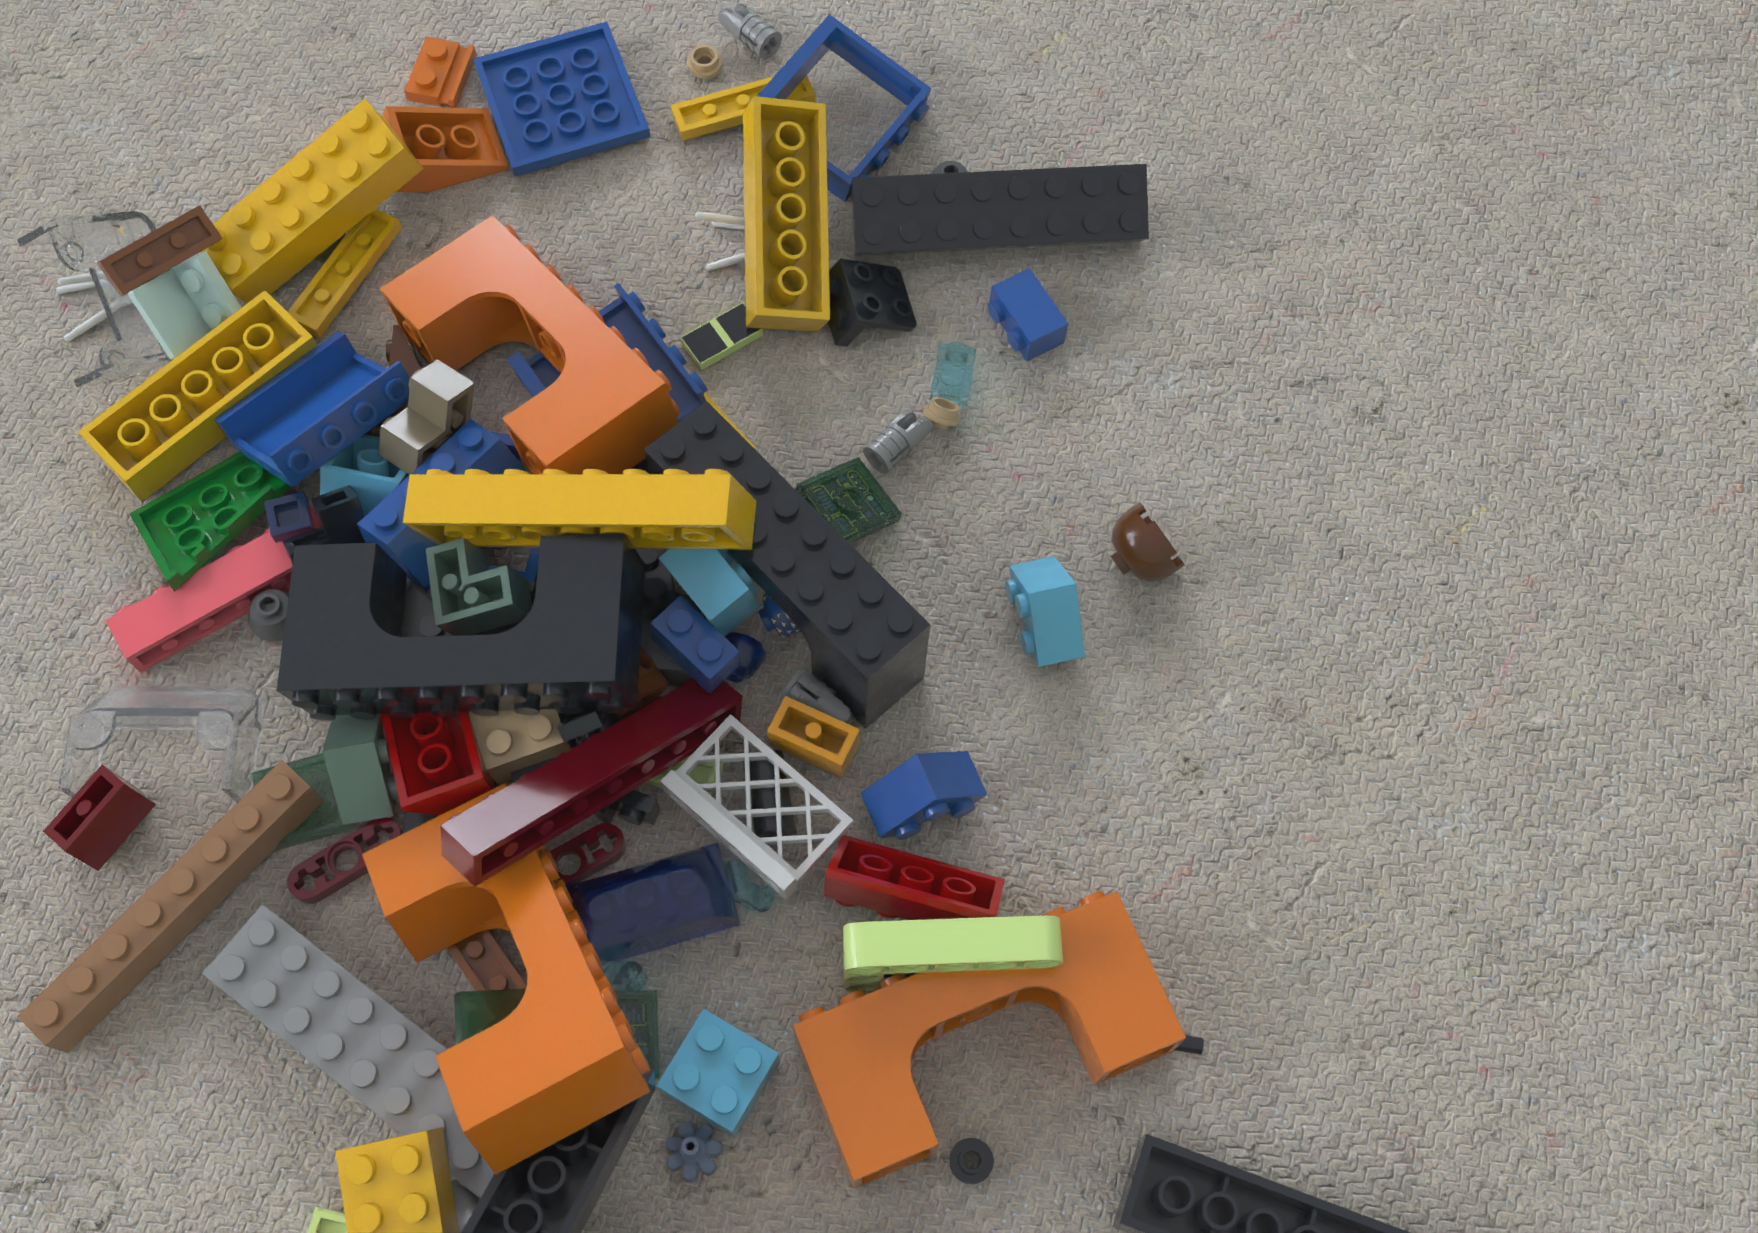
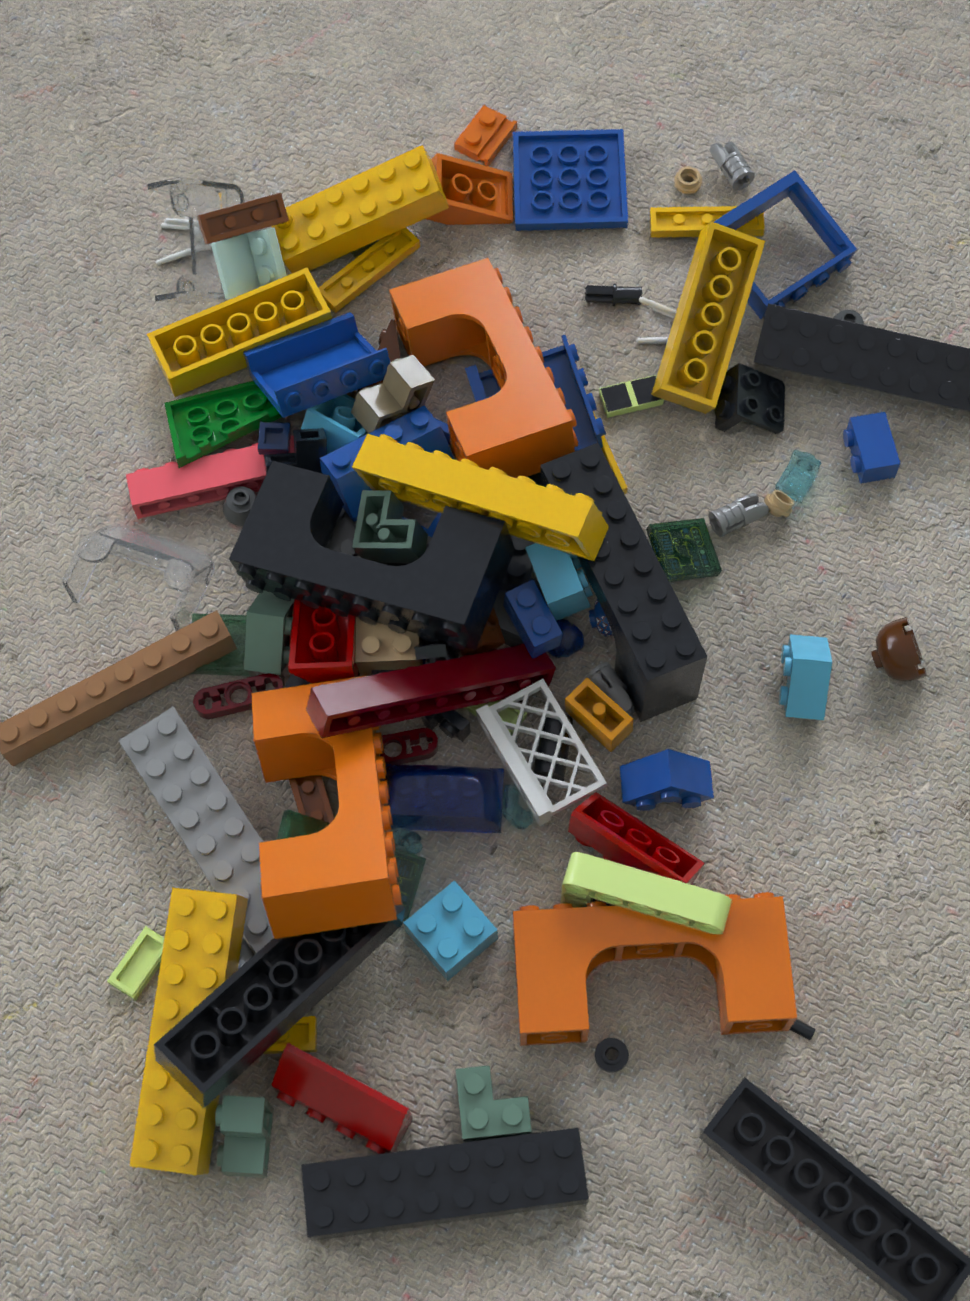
camera: 25 degrees right, 0 degrees up
(99, 818) = (81, 611): dark red brick -> none
(660, 220) = (613, 294): none -> black axle
(699, 1157) = (415, 984): sand blue plant -> none

